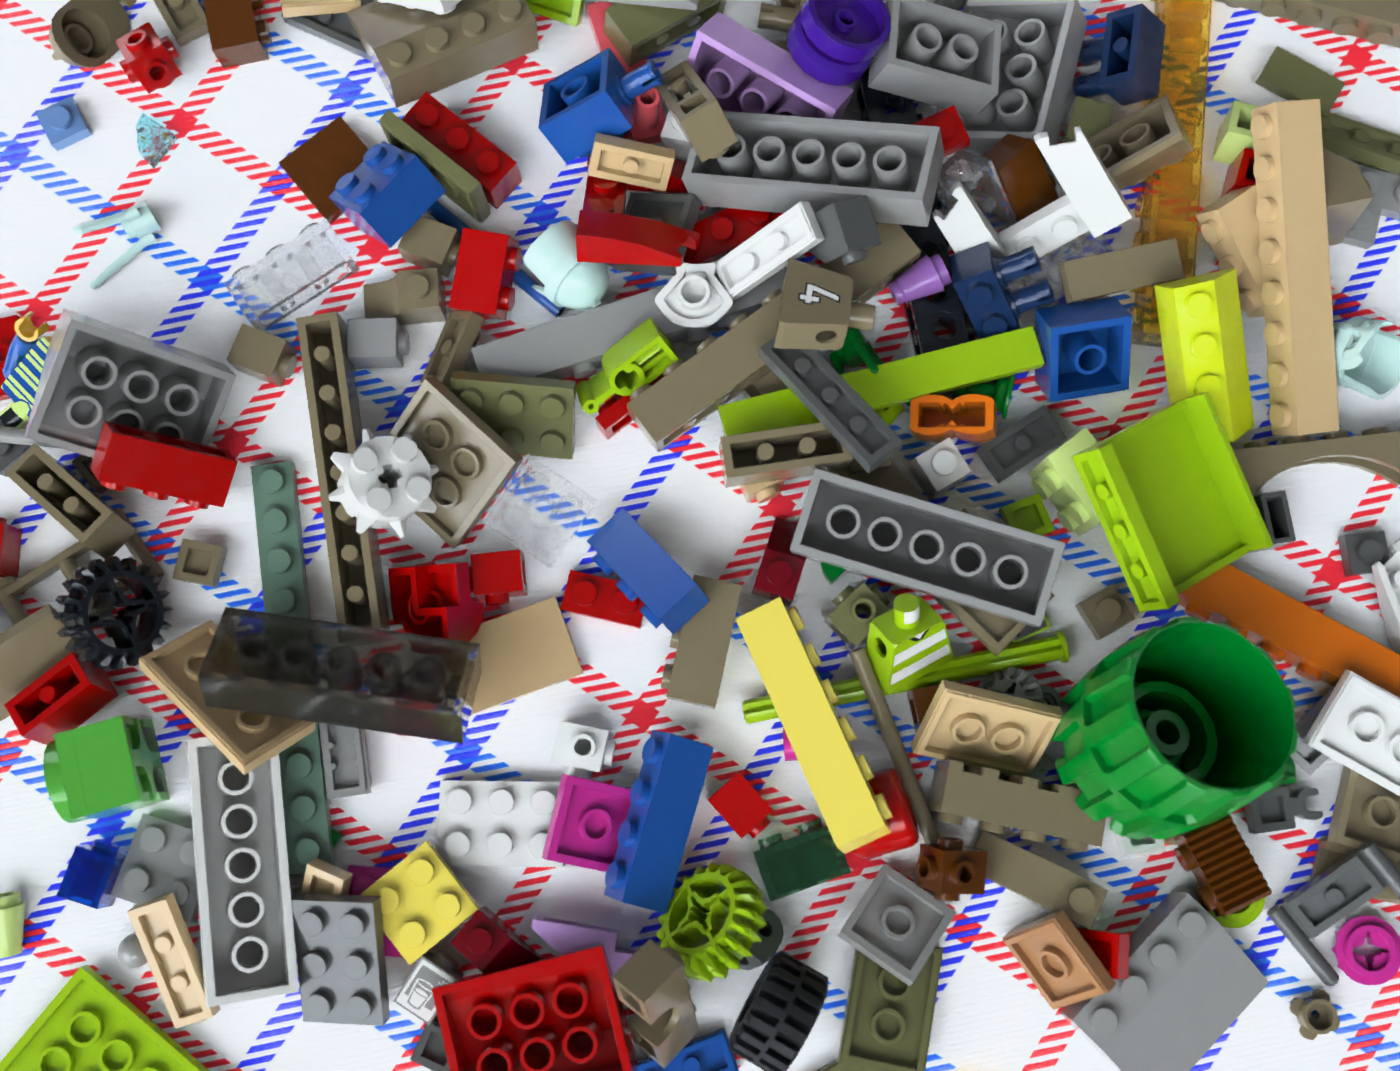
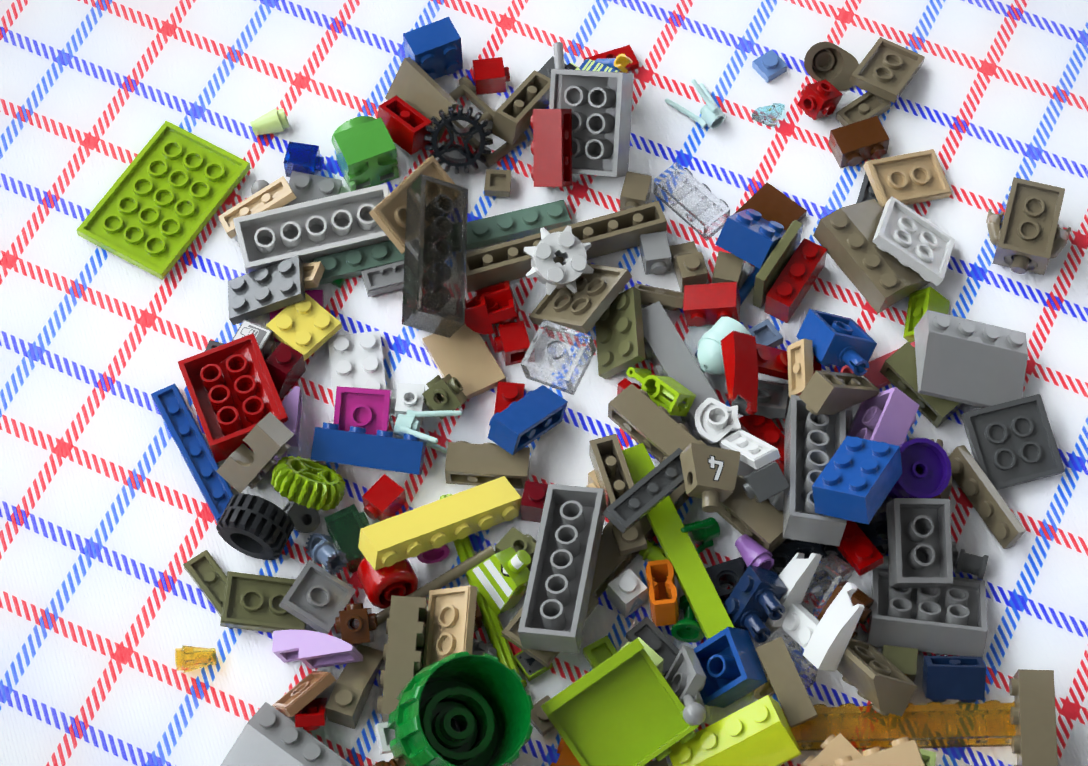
camera: 85 degrees right, 20 degrees down
(557, 204) = (766, 334): none -> sand blue panel
(583, 692) = (444, 394): none -> olive brick
(634, 754) = (409, 425): none -> light aqua plant
(829, 905) = (325, 553): none -> sand blue connector
(882, 92) = (857, 479): none -> blue brick
(984, 937) = (313, 648): none -> lavender slope
(1118, 401) = (686, 680): none -> light grey plate

